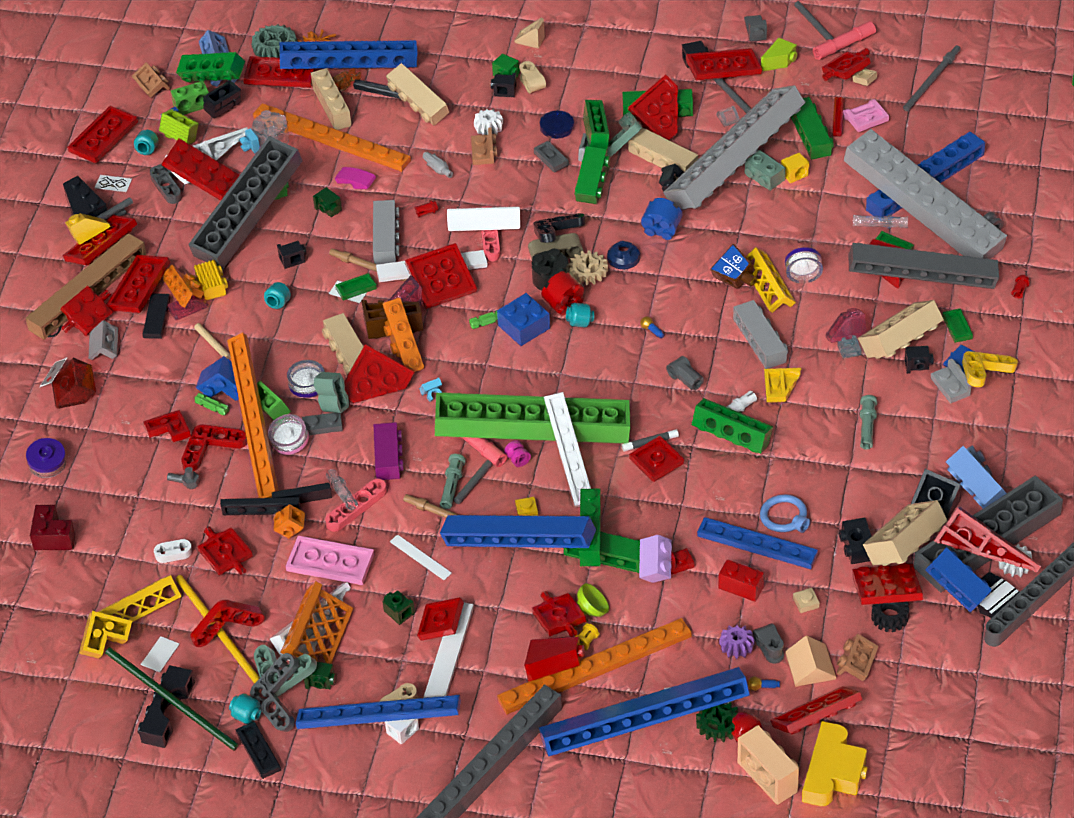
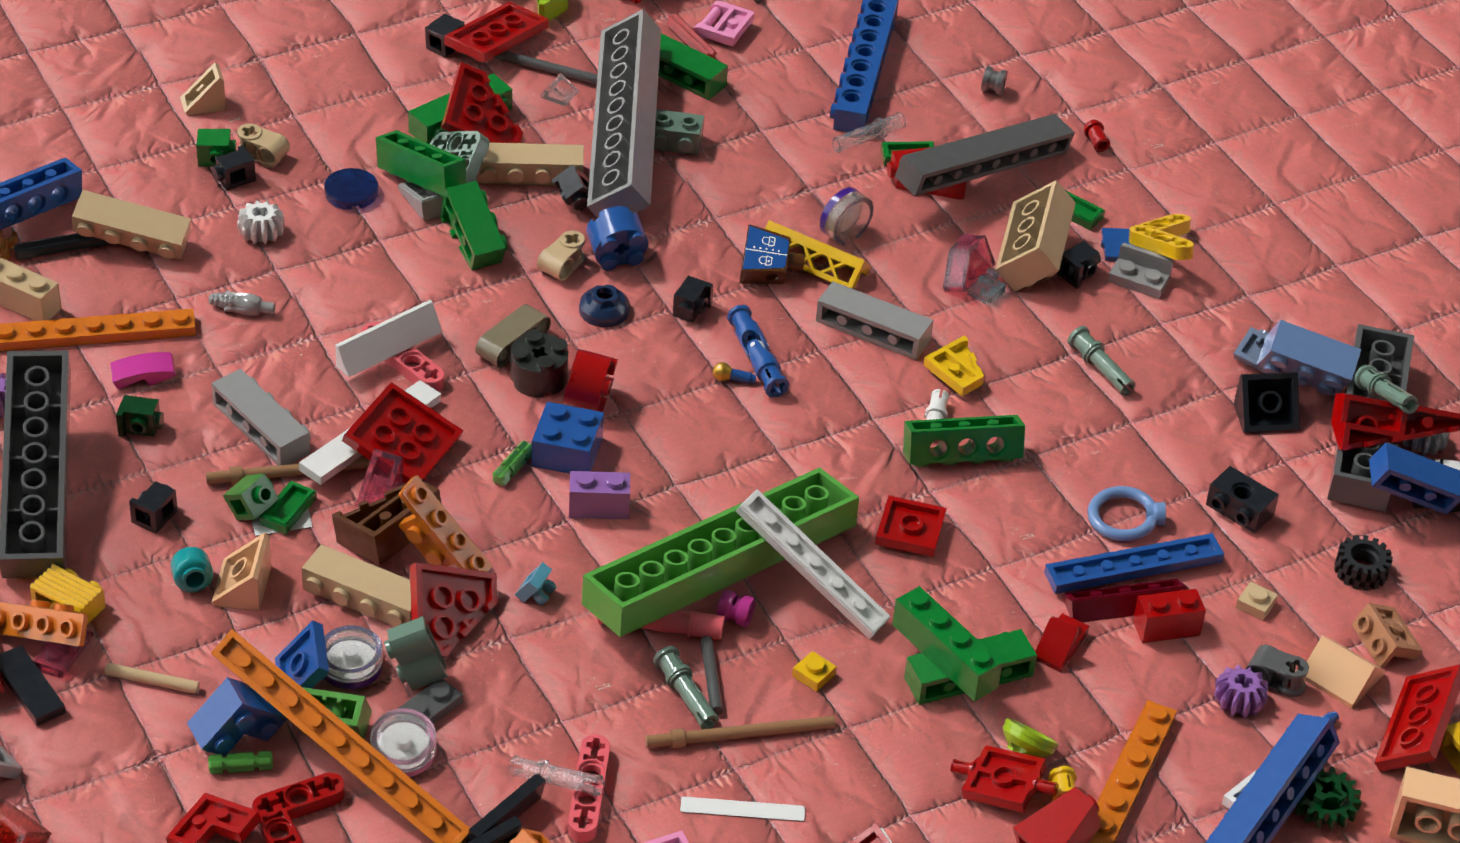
camera: 45 degrees left, 5 degrees down
(277, 370) = (305, 656): none -> blue plate
(300, 313) = (244, 576): none -> light nougat slope
(334, 267) = (251, 497): none -> green brick
(387, 451) = (562, 694): magenta brick -> none
(426, 208) = (290, 359): red pin -> none
(483, 149) = (285, 256): nougat bracket -> none
(509, 357) = (599, 495): none -> medium lavender brick
(518, 531) = (866, 696): blue brick -> none
(546, 228) = (486, 309): black beam -> none
(551, 156) = (387, 228): dark grey plate -> none
(579, 315) = (632, 400): teal head -> none
(588, 267) = (583, 335): tan gear -> none
(626, 216) = (563, 255): none -> tan piece
(639, 443) = (874, 510): bar -> none
(655, 558) = (1054, 641): lavender brick -> none
(670, 273) = (692, 298): none -> black brick
(677, 320) = (754, 345): none -> blue piece
(682, 370) = (826, 405): dark grey piece -> none
(718, 554) = (1115, 600): none -> dark red slope
(743, 723) = (1376, 783): red hair -> none
(795, 167) = (713, 110): yellow brick -> none
(887, 584) = (1332, 530): red plate -> none
(905, 533) = (1299, 458): tan brick -> none
(924, 197) = (904, 78): light grey brick -> none
(990, 516) = (1380, 386): none -> sand green pin

